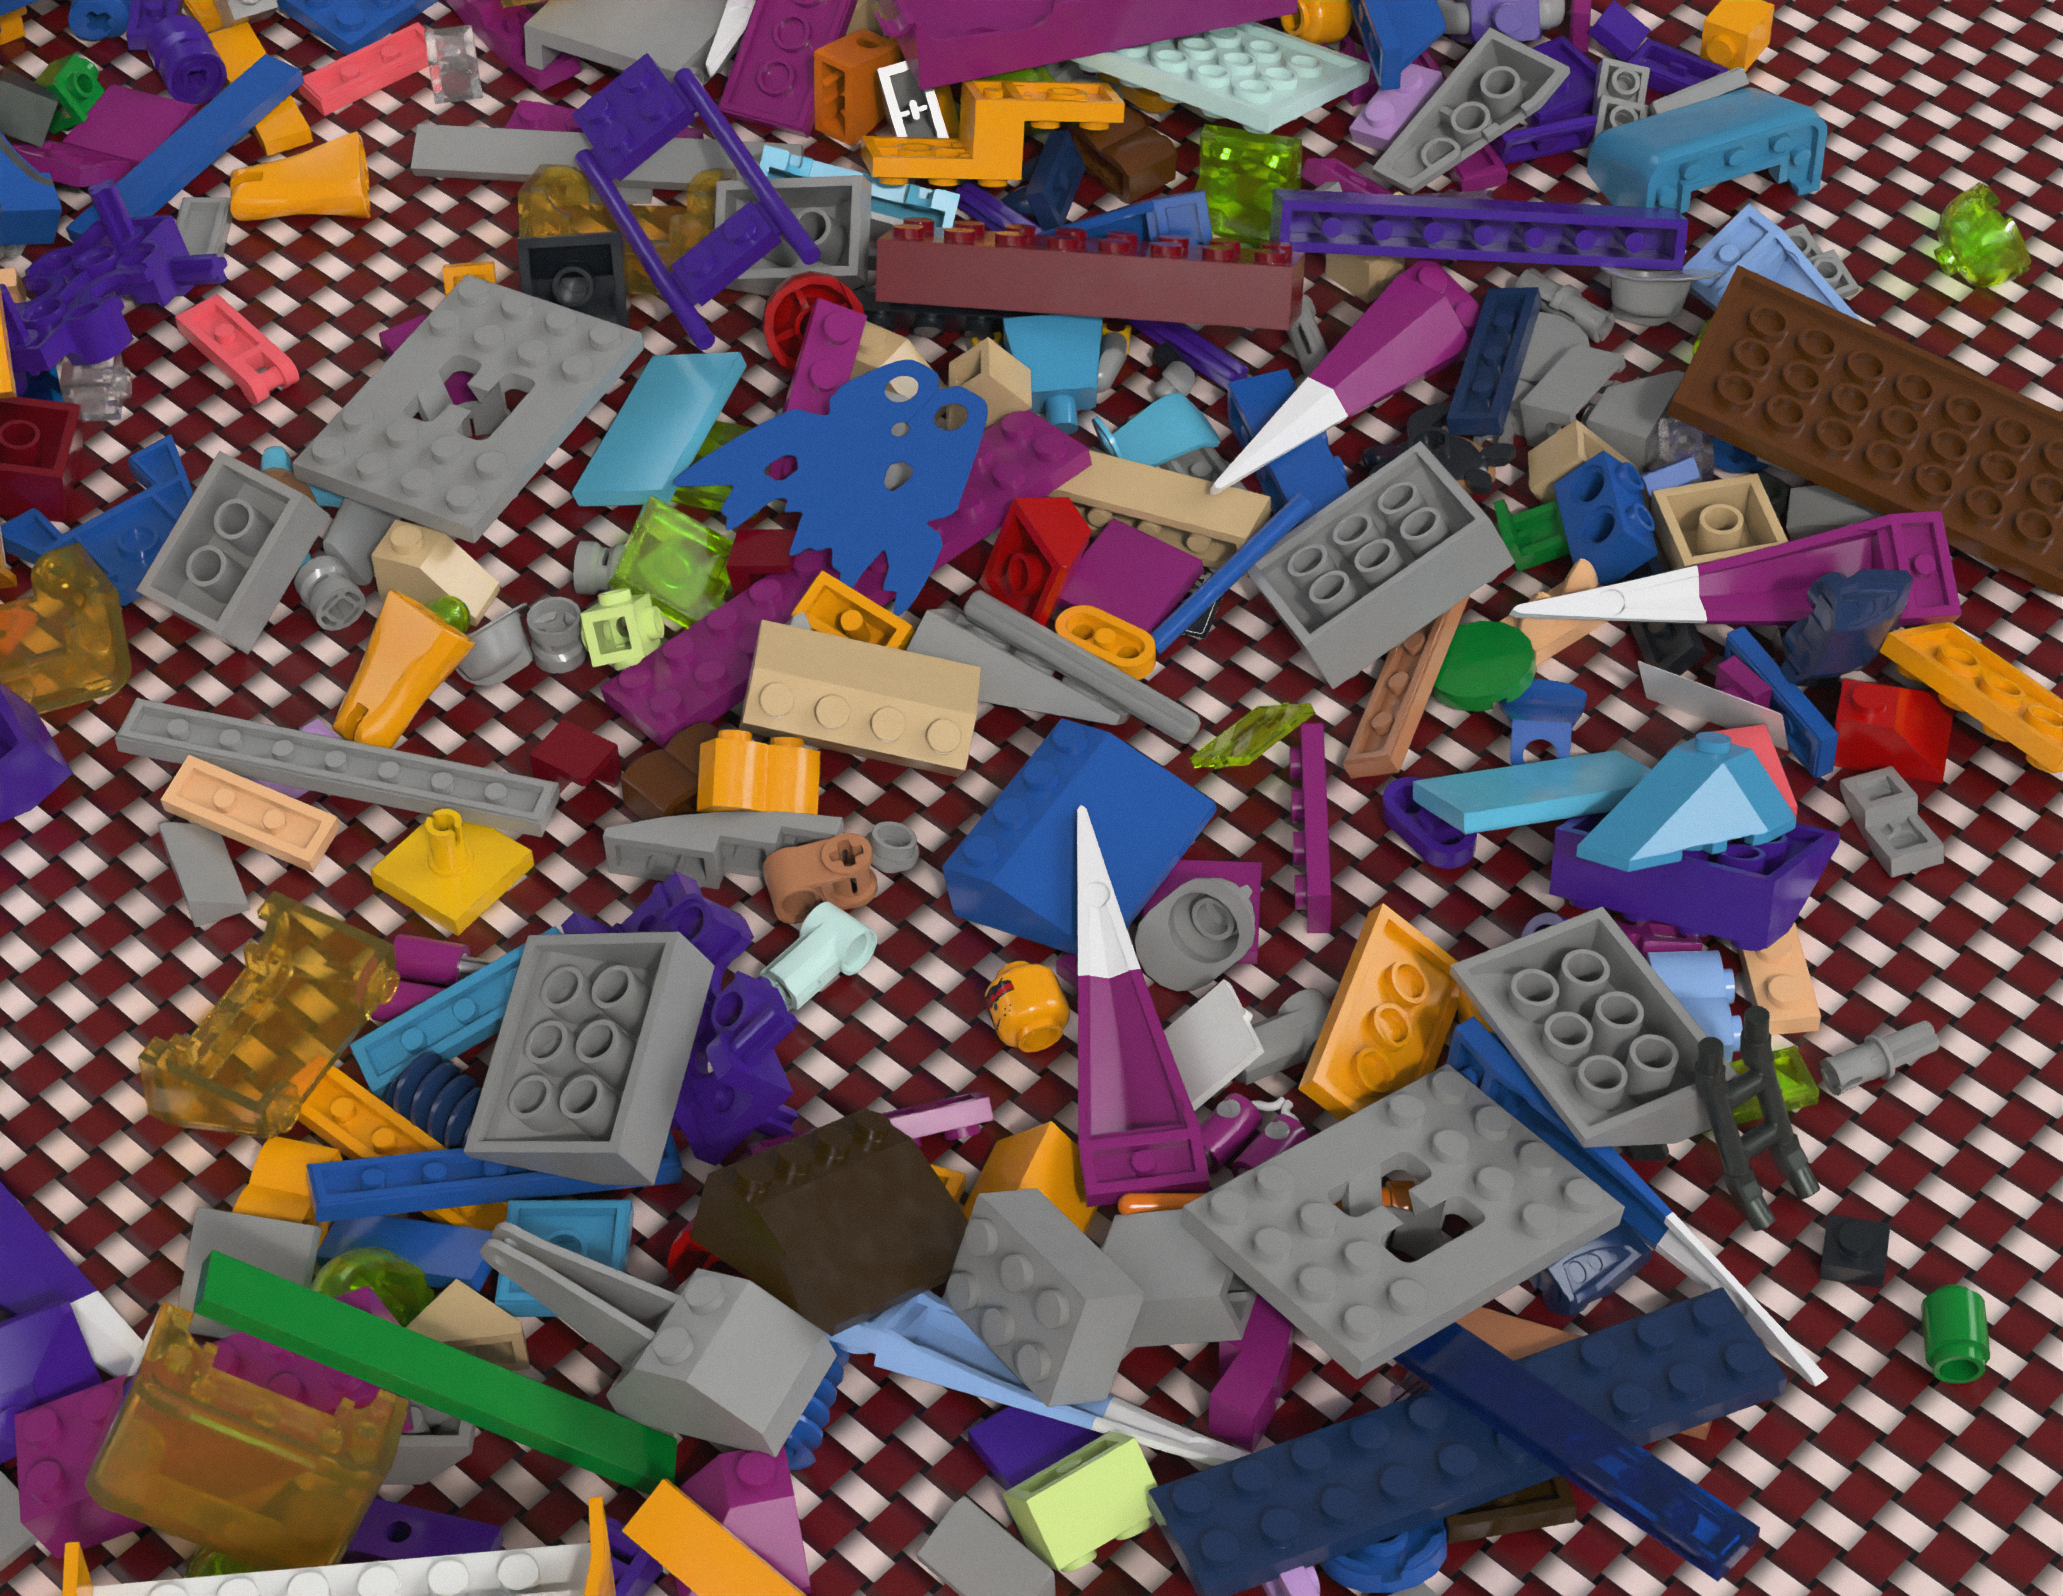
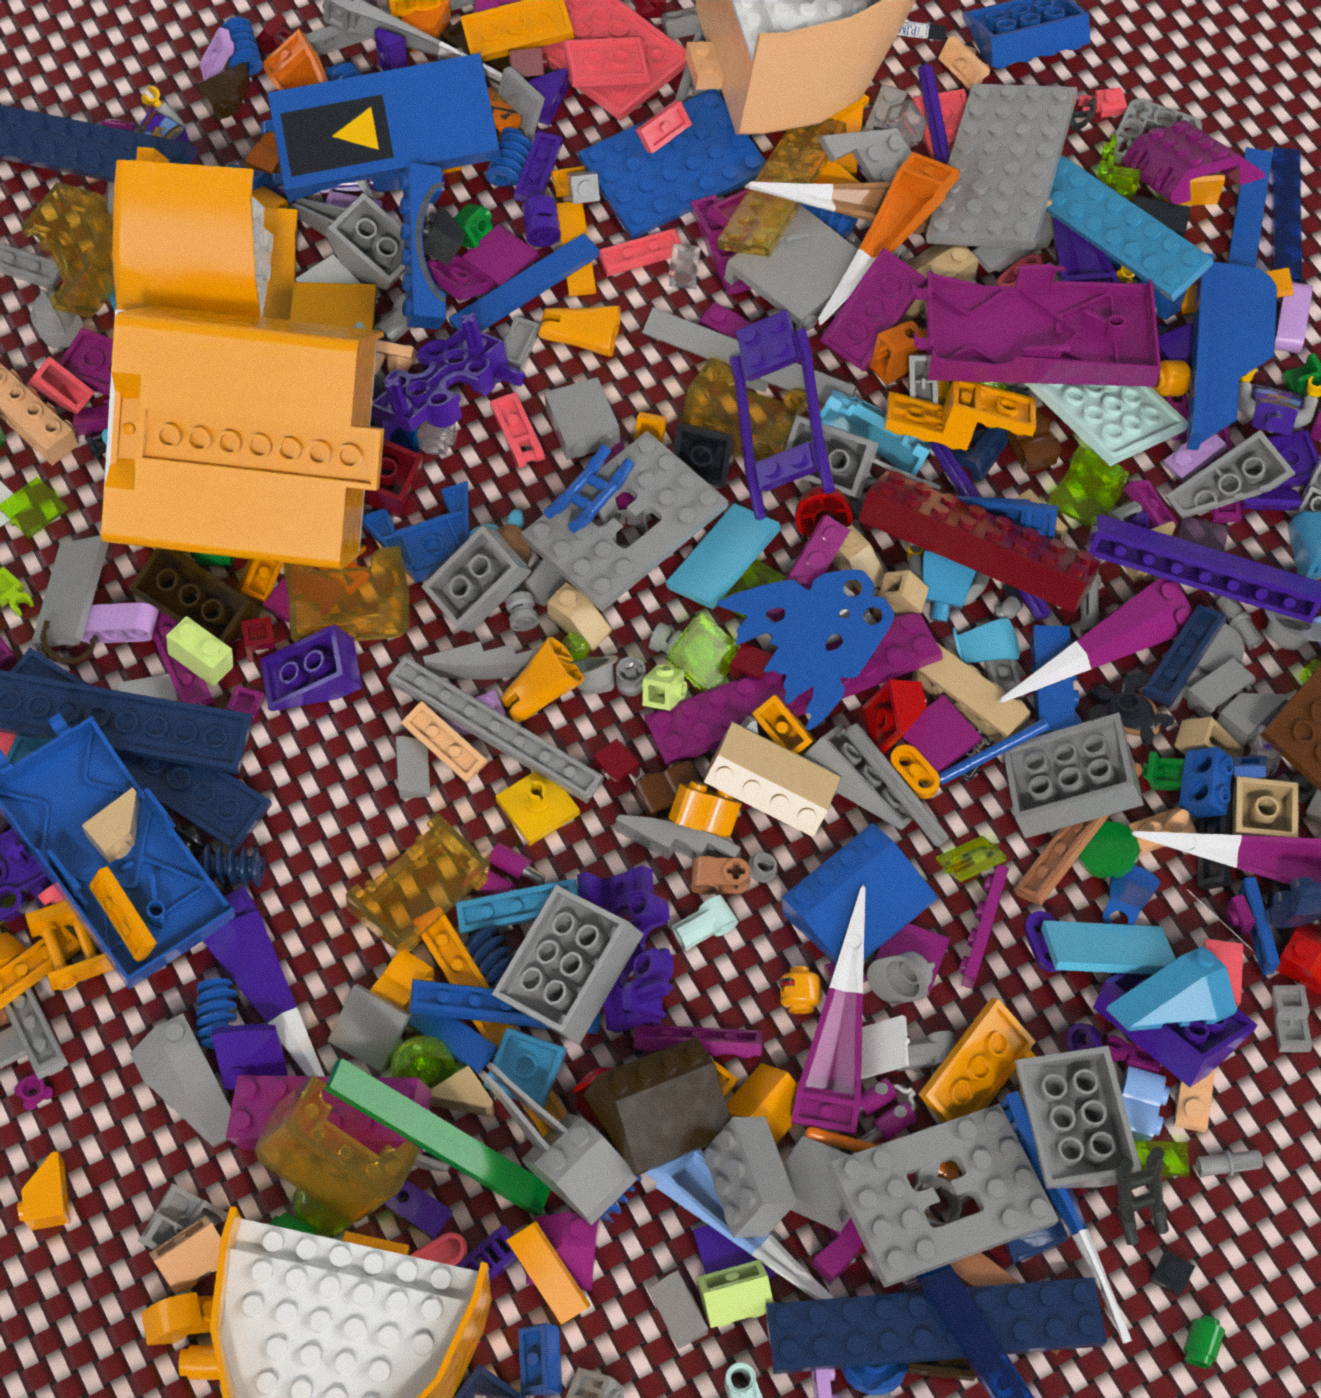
camera: 15 degrees right, 15 degrees up
(275, 687) = (474, 663): none -> light grey slope
(346, 300) = (582, 418): none -> light grey brick
(387, 350) = (588, 476): none -> blue piece

